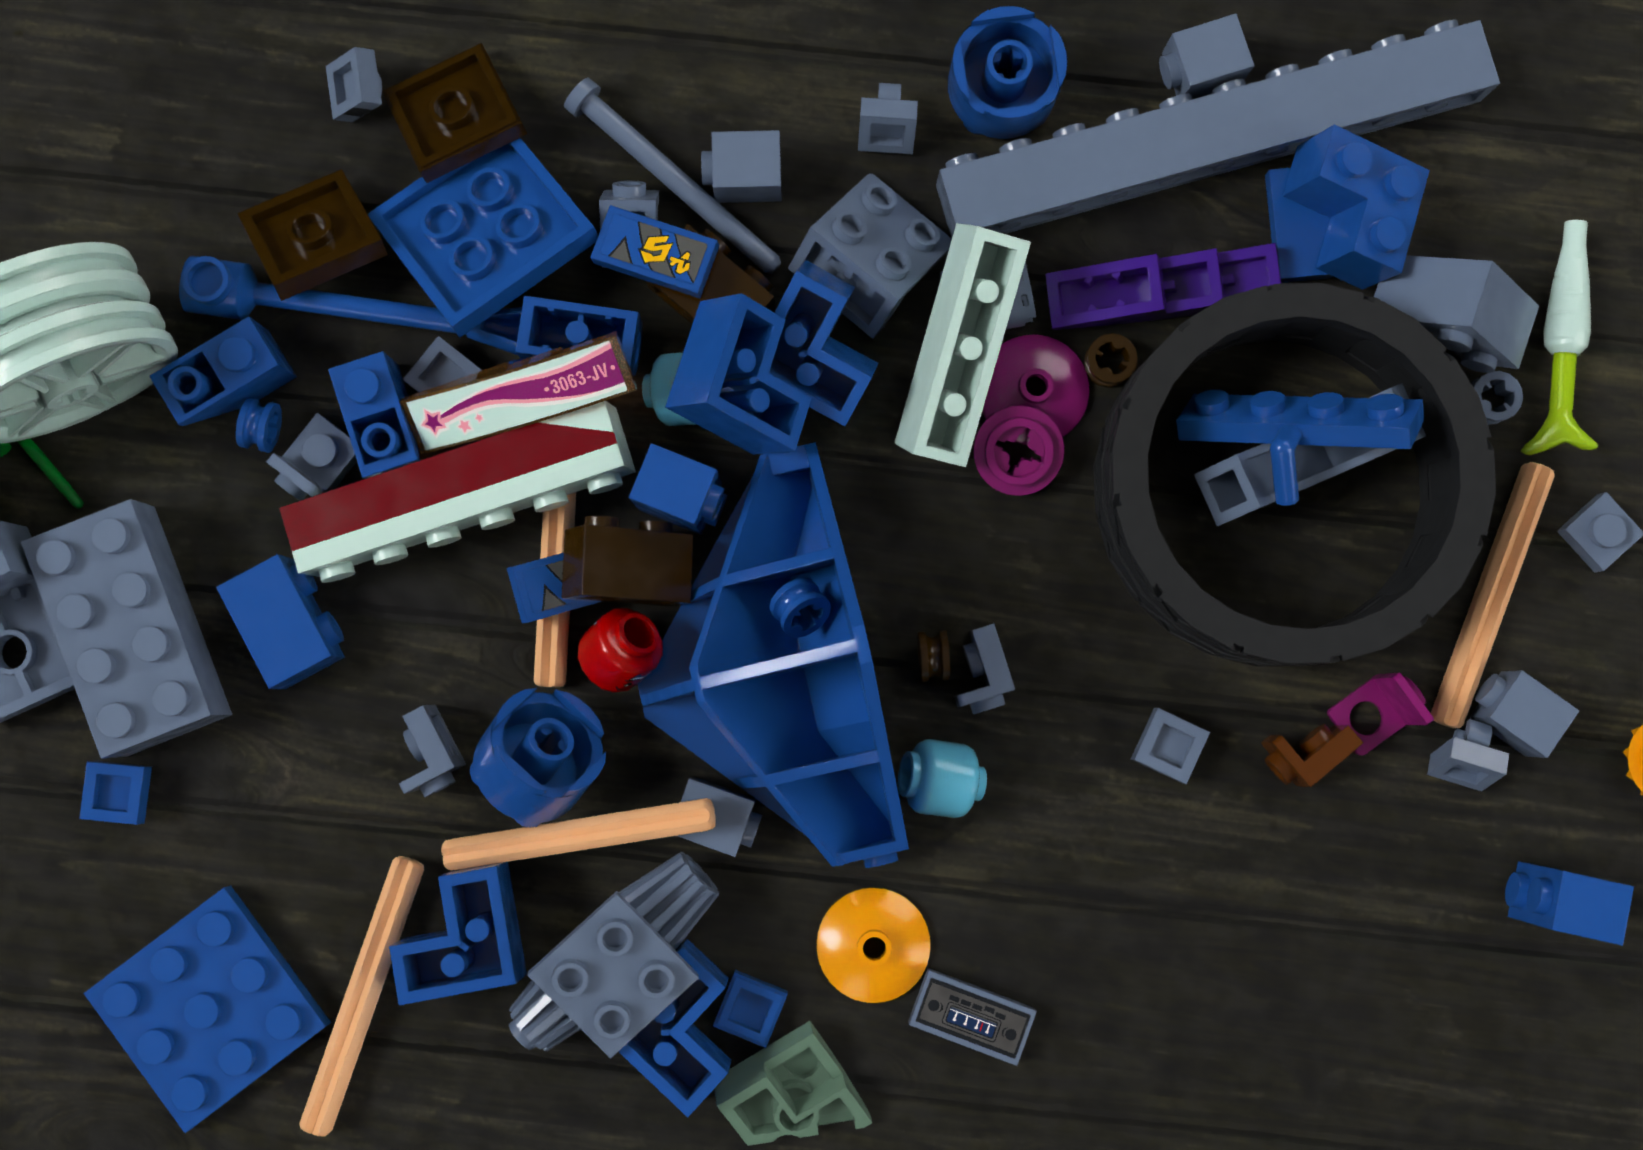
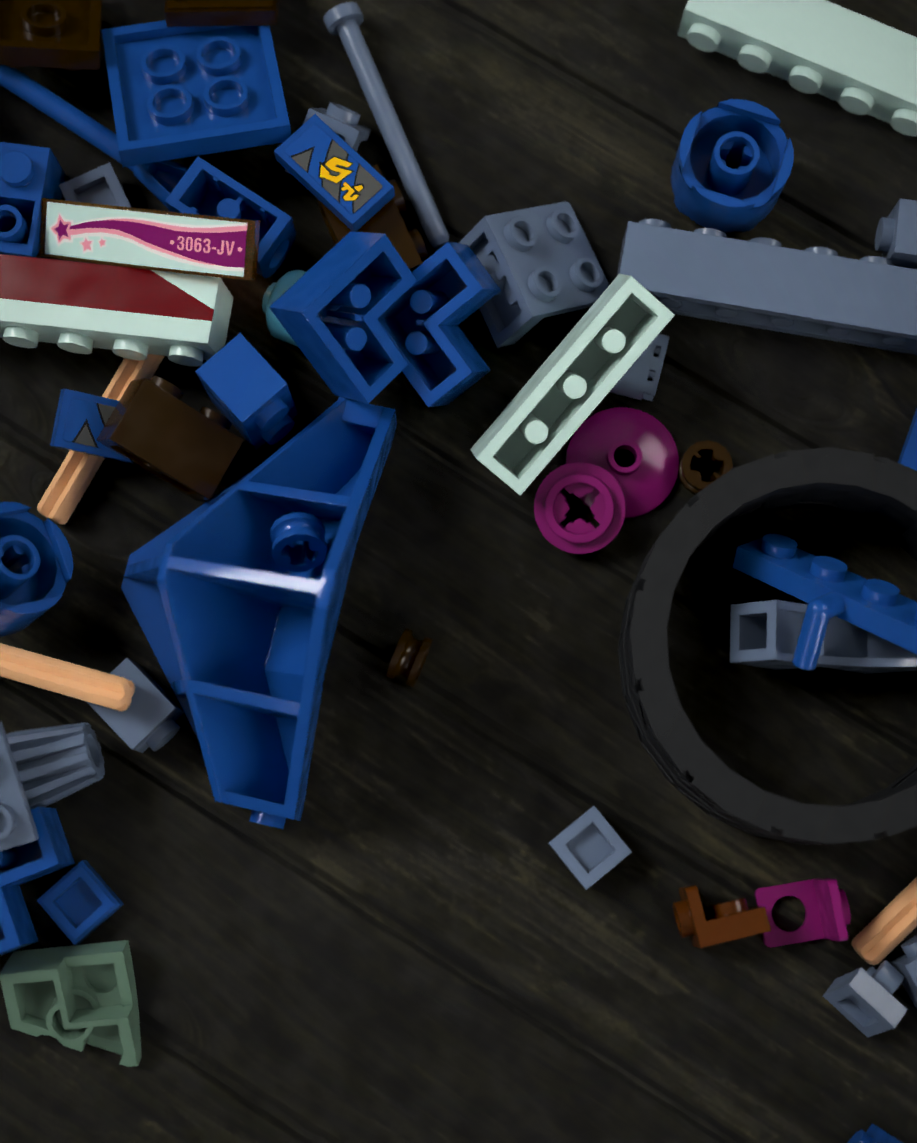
camera: 30 degrees right, 5 degrees down
(620, 650) = (126, 513): red head -> none
(743, 166) = (456, 141): sand blue brick -> none
(867, 915) = (253, 892): light orange dish -> none
(887, 122) = (603, 162): sand blue tile -> none
(941, 778) = (360, 773): medium azure head -> none
(972, 1016) = (280, 1012): tile -> none
(988, 660) = (456, 684): sand blue bracket -> none
(1155, 286) = (772, 418): dark purple slope -> none

